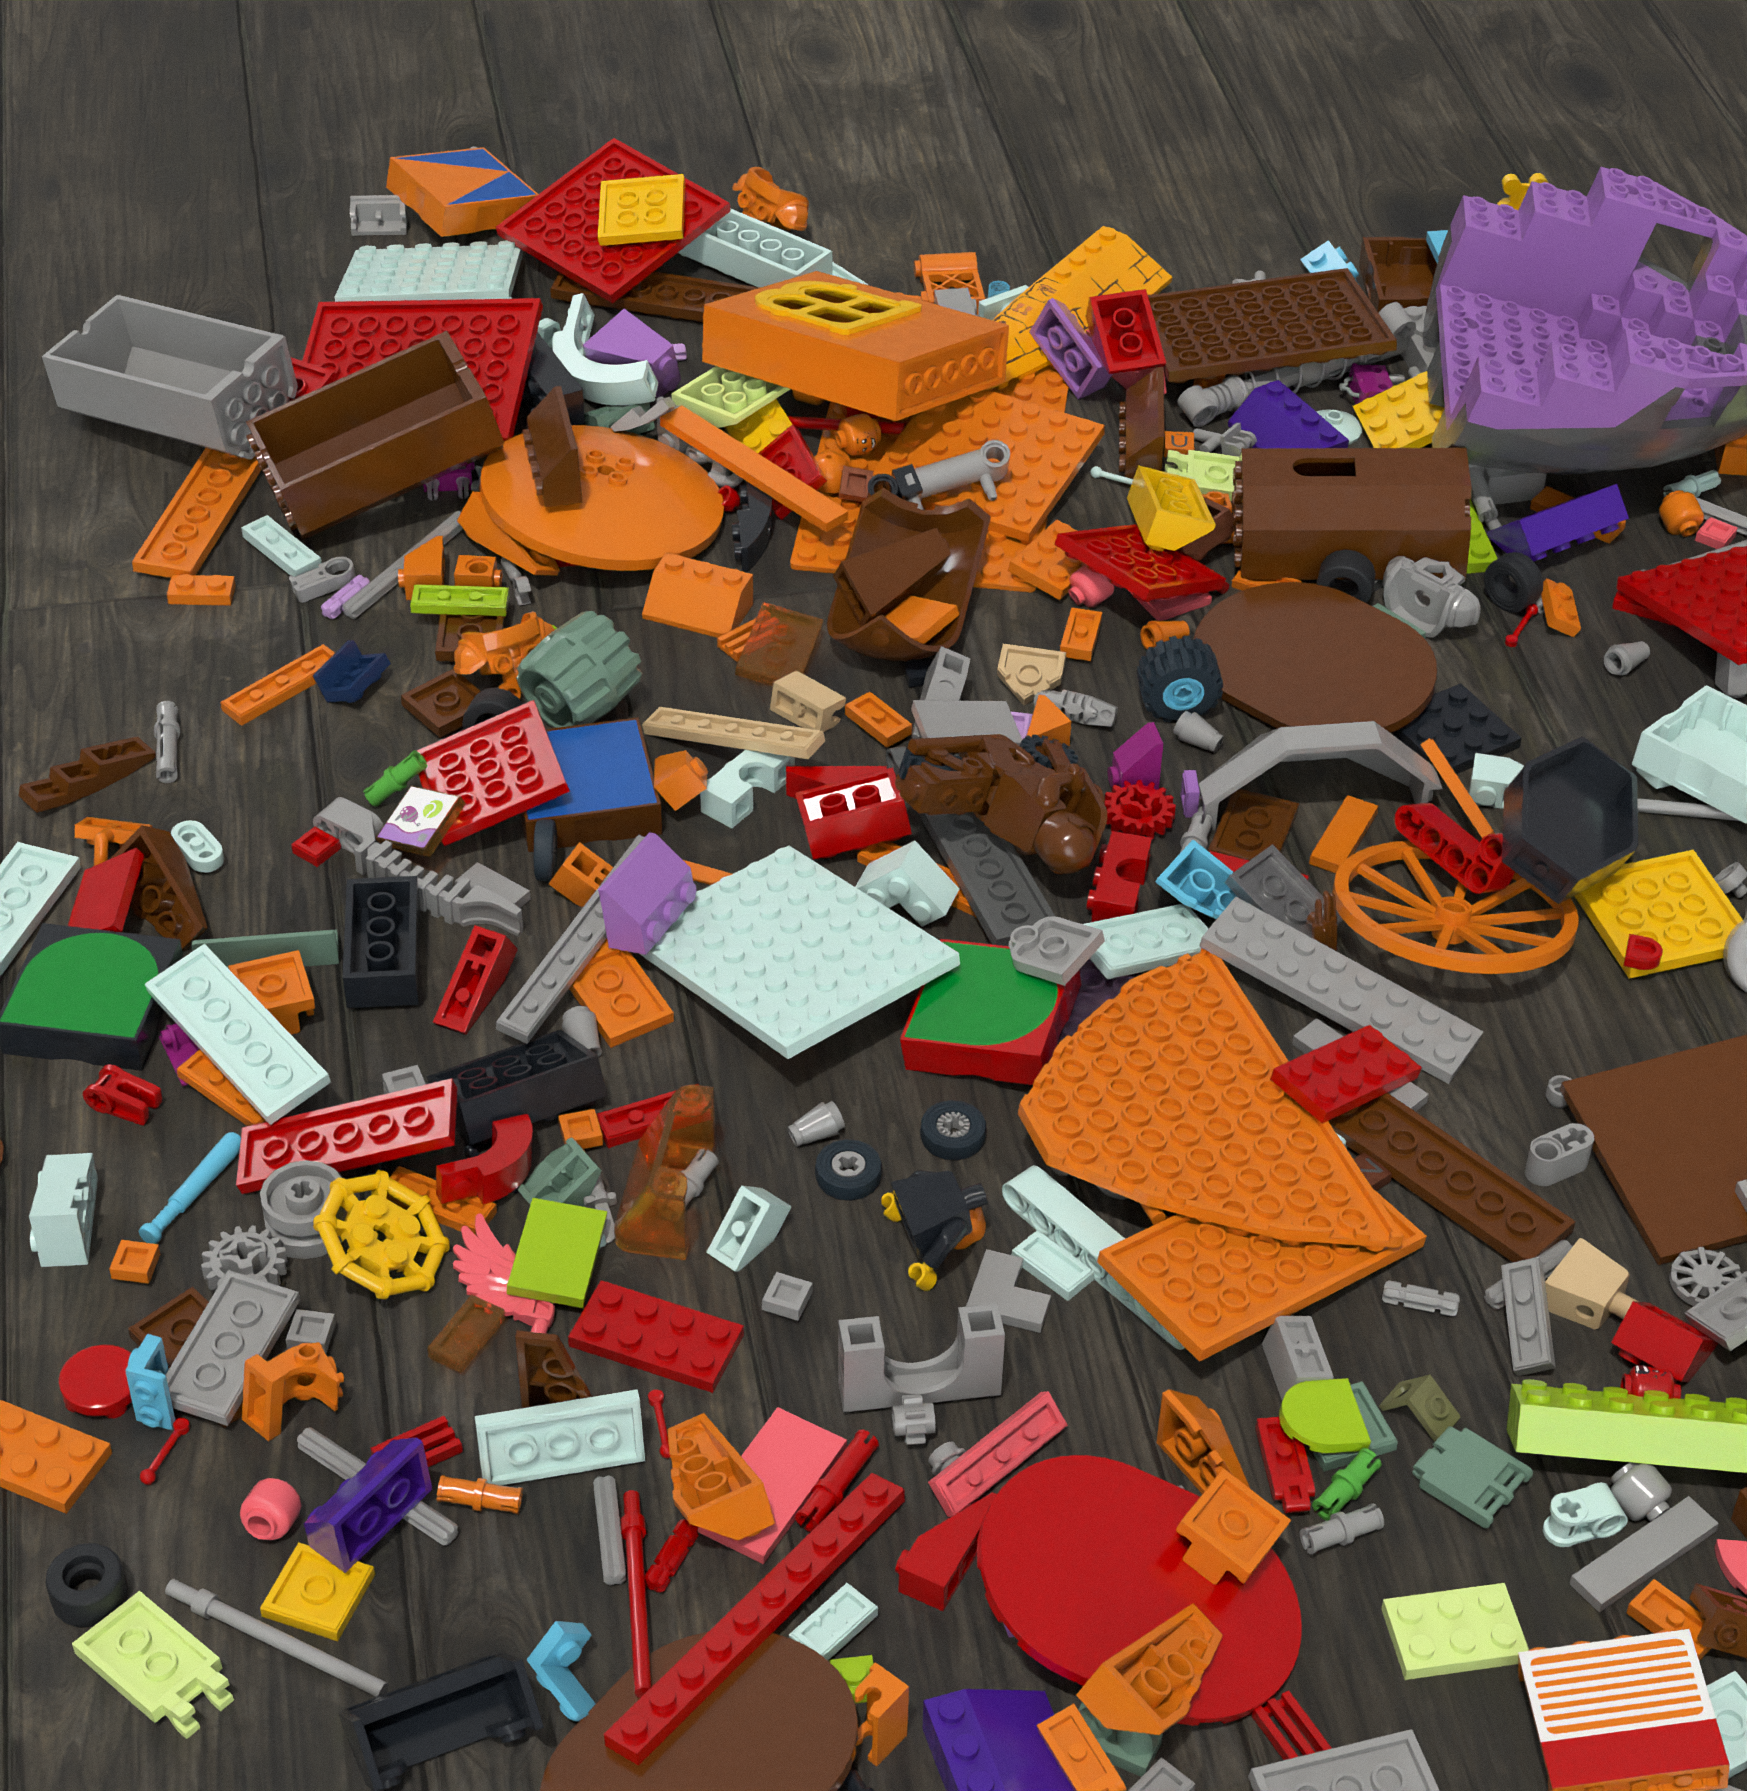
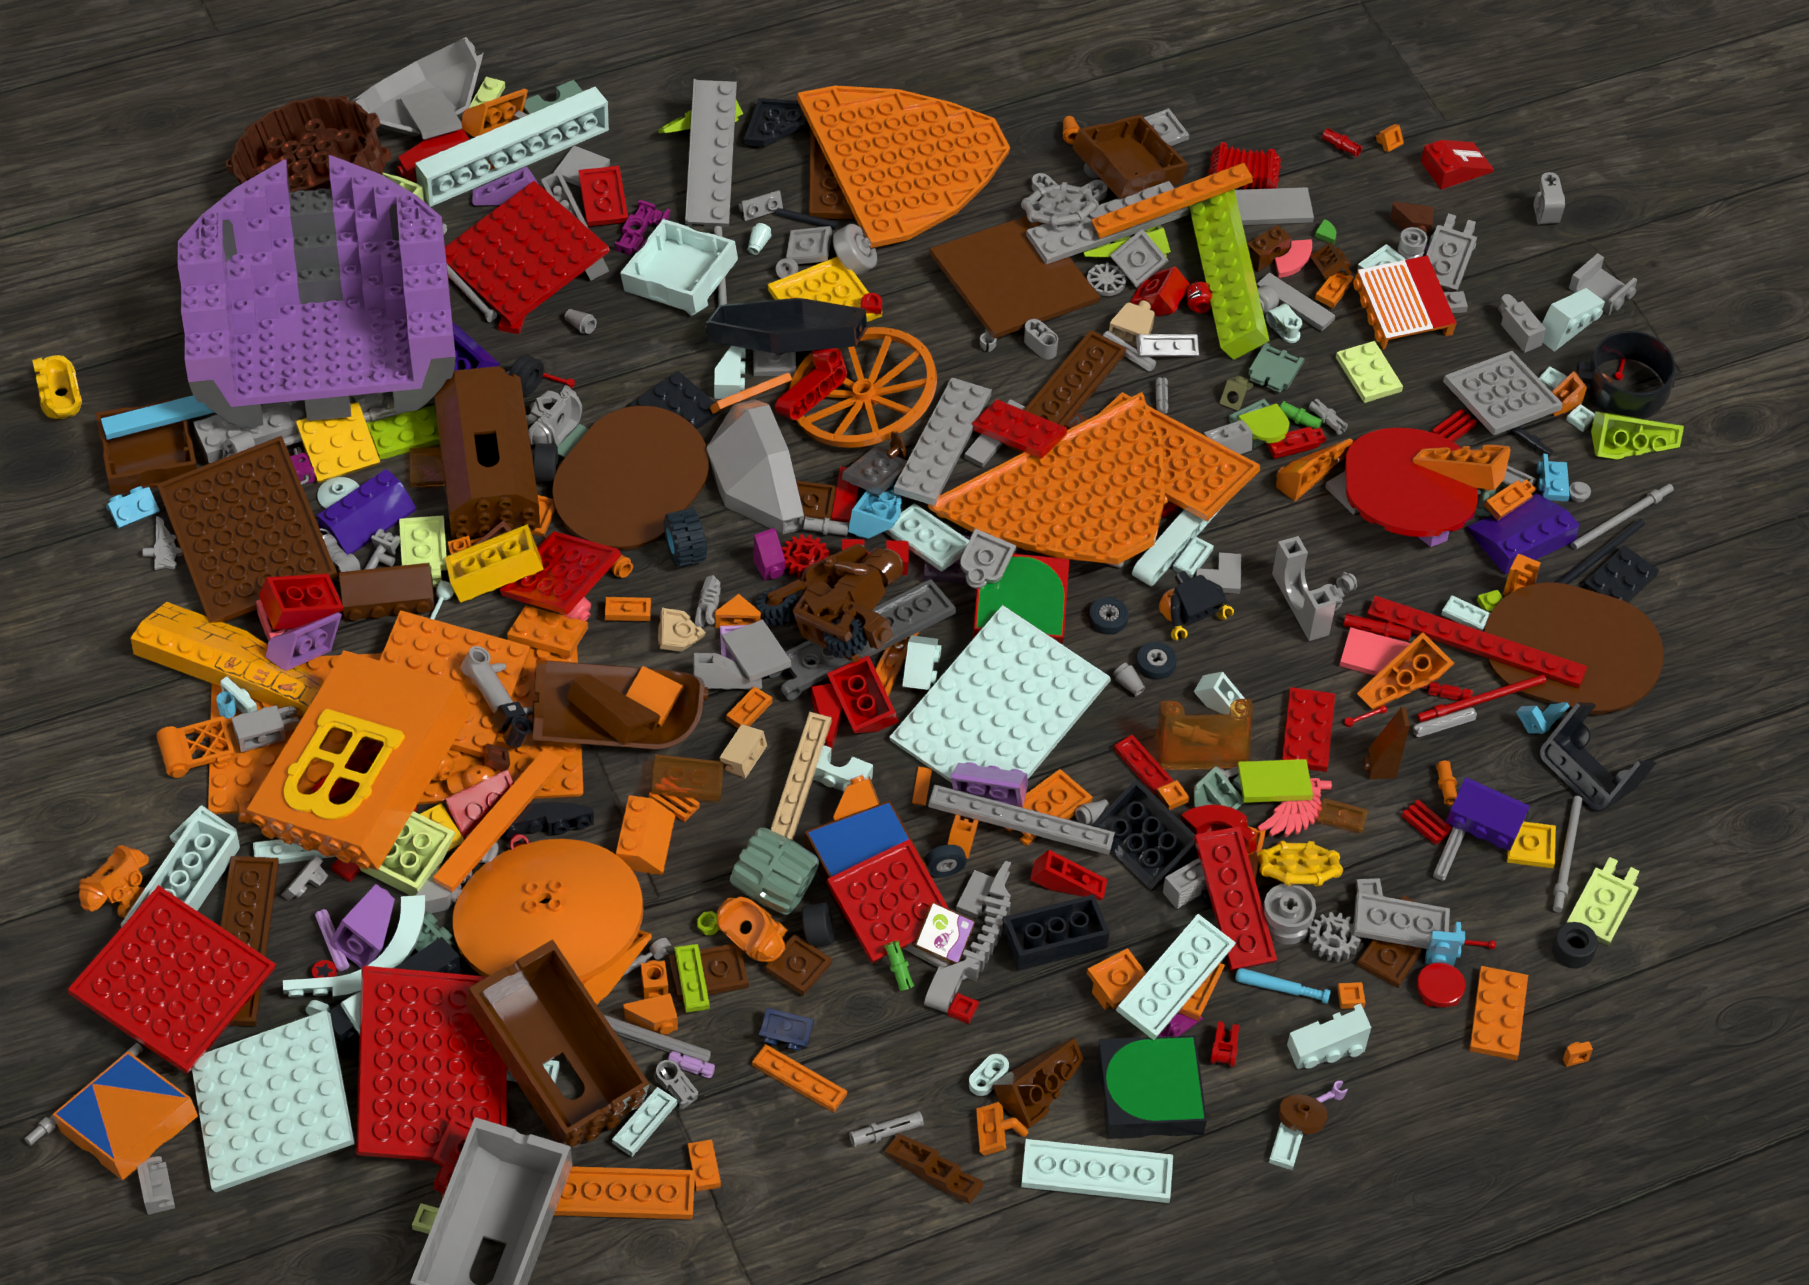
camera: 105 degrees left, 10 degrees up
(107, 893) = (1067, 1105): red tile -> none
(270, 1509) = (1496, 873): coral head -> none
(298, 1373) = (1422, 888): orange tile -> none
(314, 947) = (1073, 1004): sand green panel -> none
(553, 451) = (559, 913): reddish brown slope -> none
(560, 1438) = (1414, 749): light aqua tile -> none
(638, 417) = (452, 906): light grey slope -> none
(641, 210) = (178, 946): yellow plate -> none
(787, 1296) = (1262, 670): light grey plate -> none
(942, 1556) = (1408, 572): red slope -> none
(997, 1454) = (1339, 561): coral tile -> none
(1189, 793) = (784, 529): medium lavender tile -> none
(1197, 732) = (717, 534): light grey cone -> none
(1230, 1529) = (1372, 440): orange panel -> none
(1343, 833) = (807, 457): orange tile -> none
(1560, 607) = (545, 353): orange plate -> none

